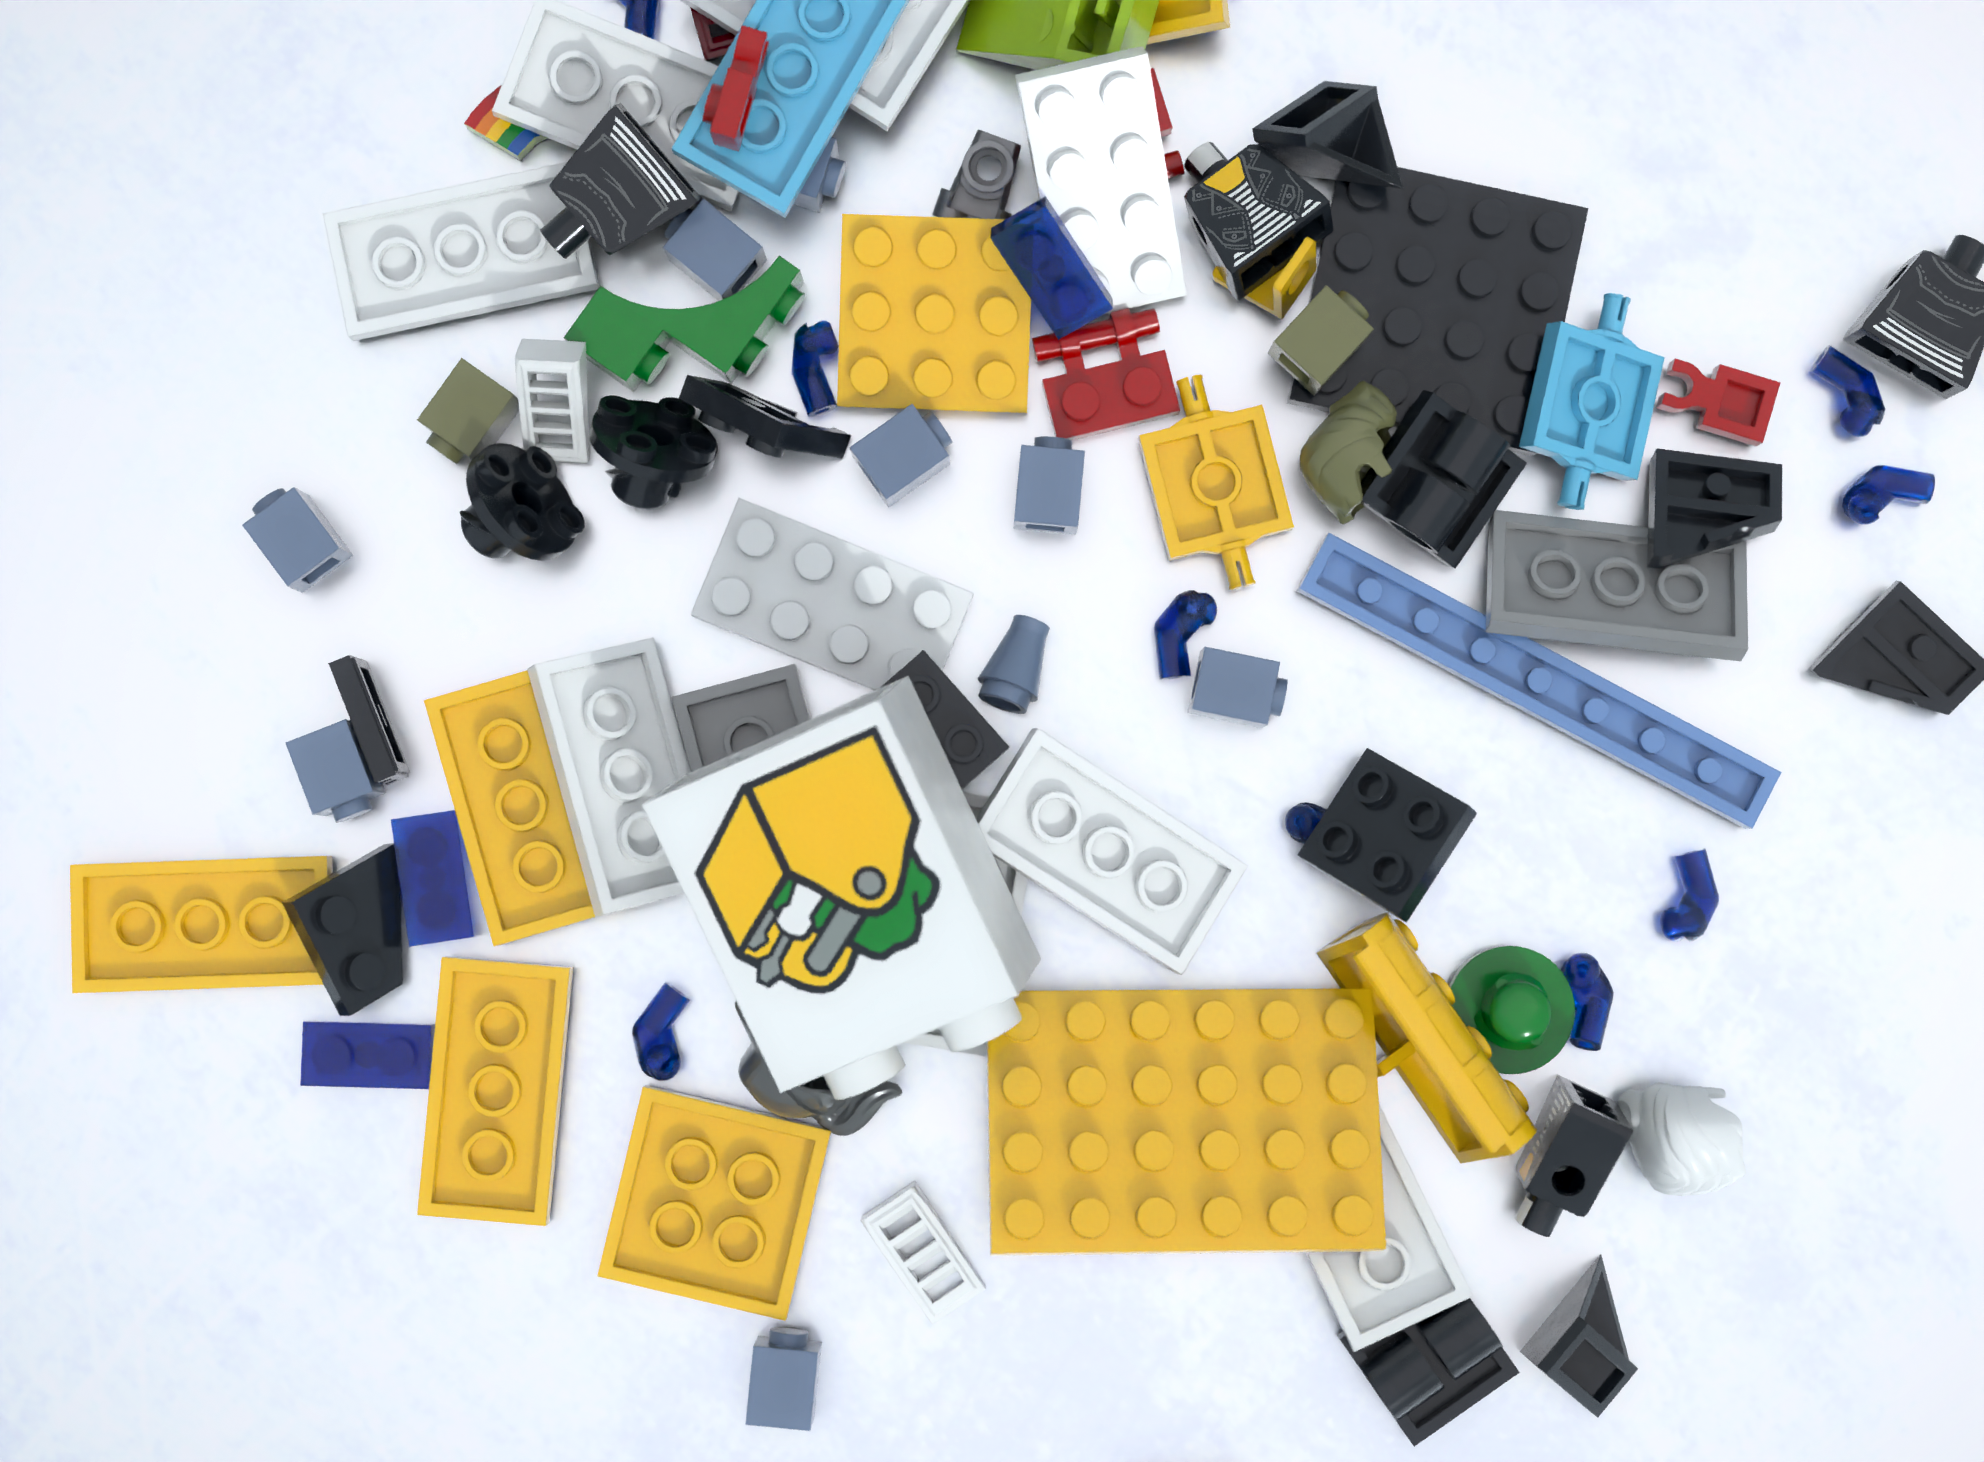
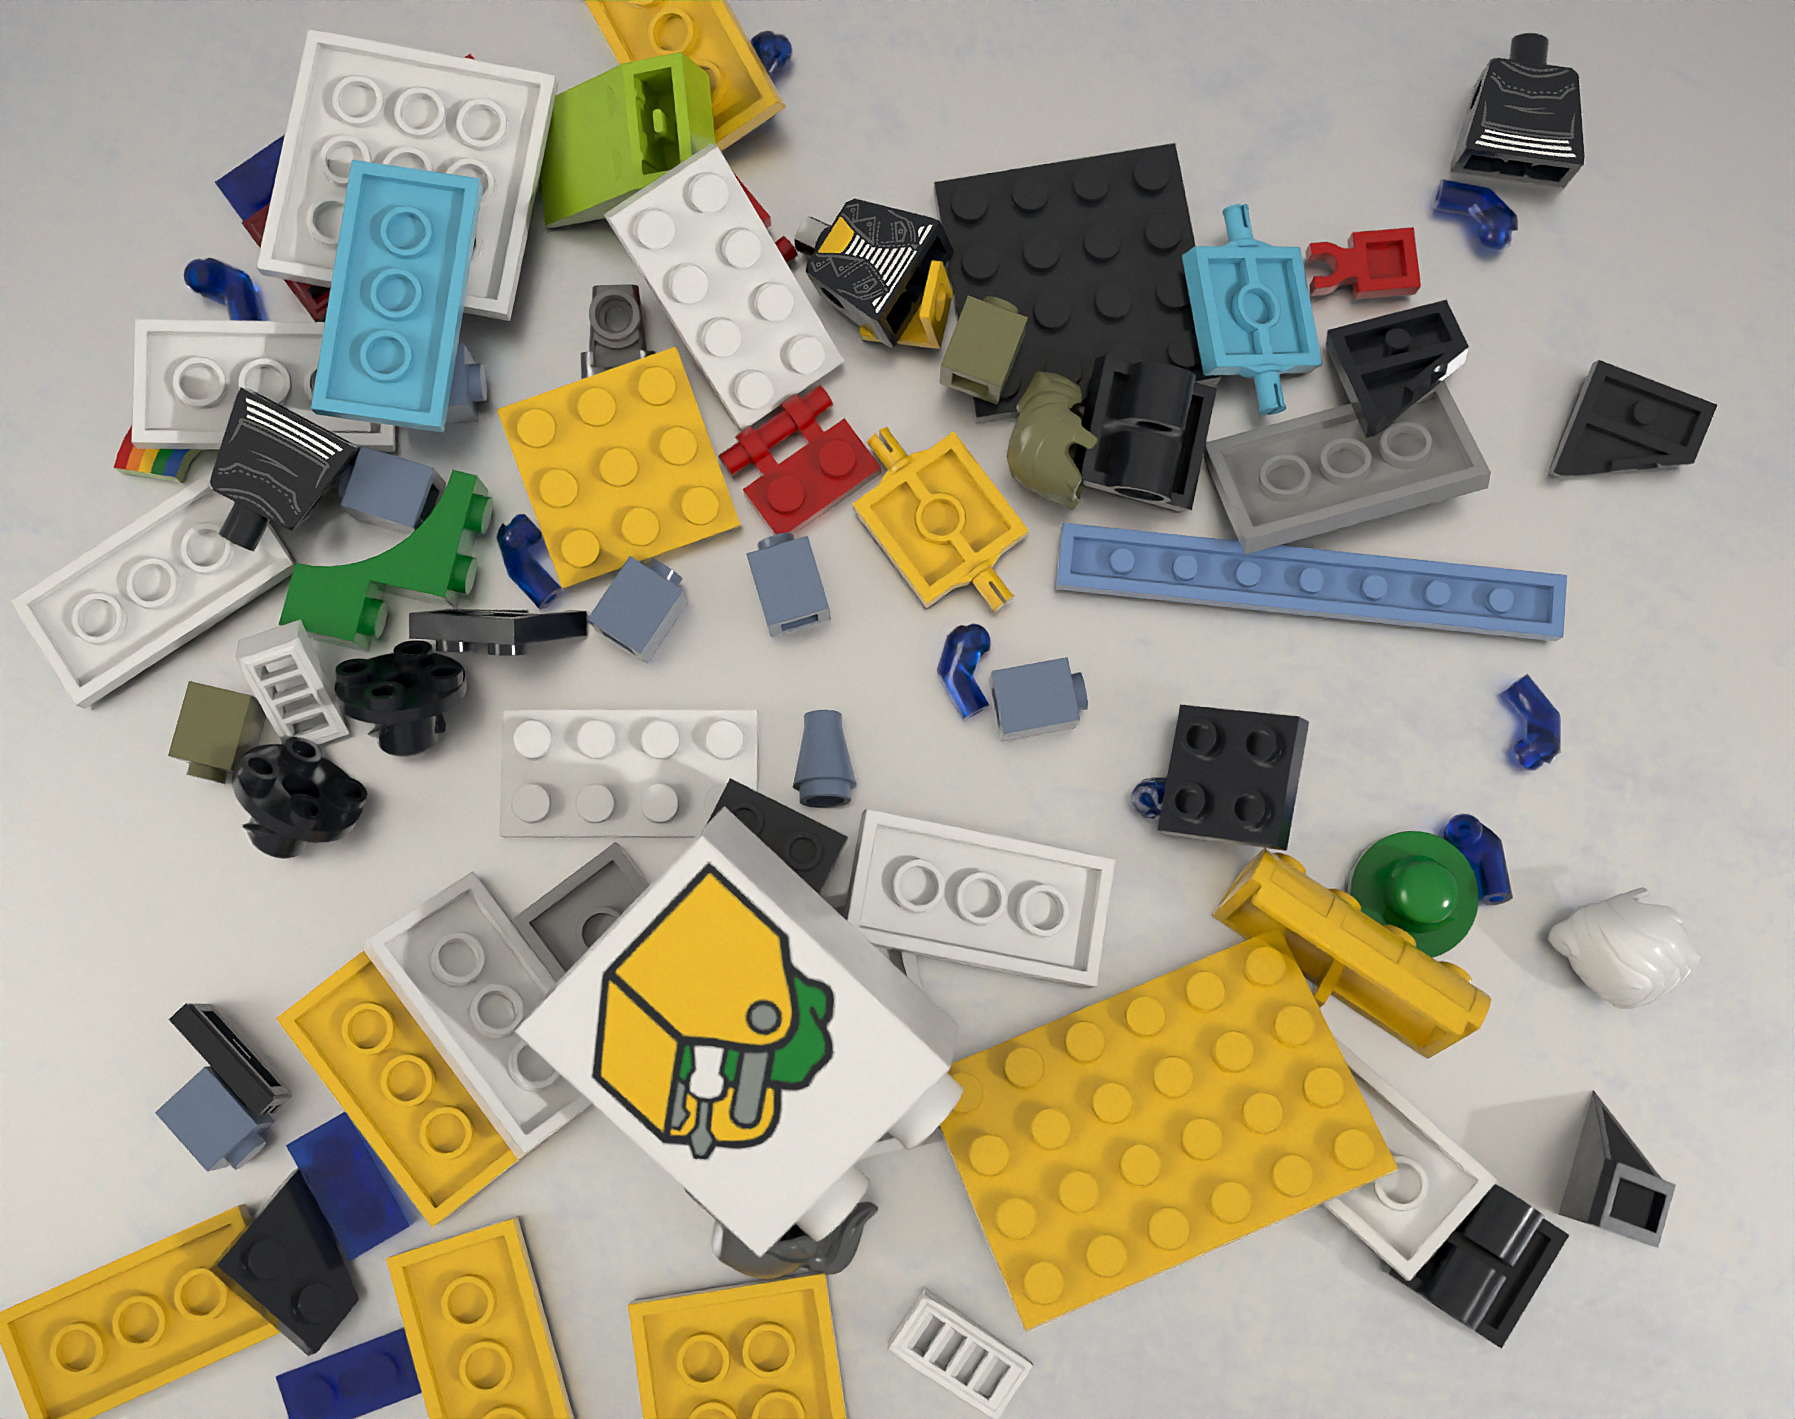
camera: 20 degrees left, 5 degrees down
(296, 538) = (96, 914): sand blue brick -> none
(654, 1034) = (620, 1249): clear blue arm -> none
(731, 104) = (350, 342): red plate -> none
(1051, 268) = (709, 380): clear blue plate -> none
(1333, 135) = (920, 167): black slope -> none
(1572, 1131) = (1530, 1008): black torso -> none
(1882, 485) = (1542, 284): clear blue arm -> none

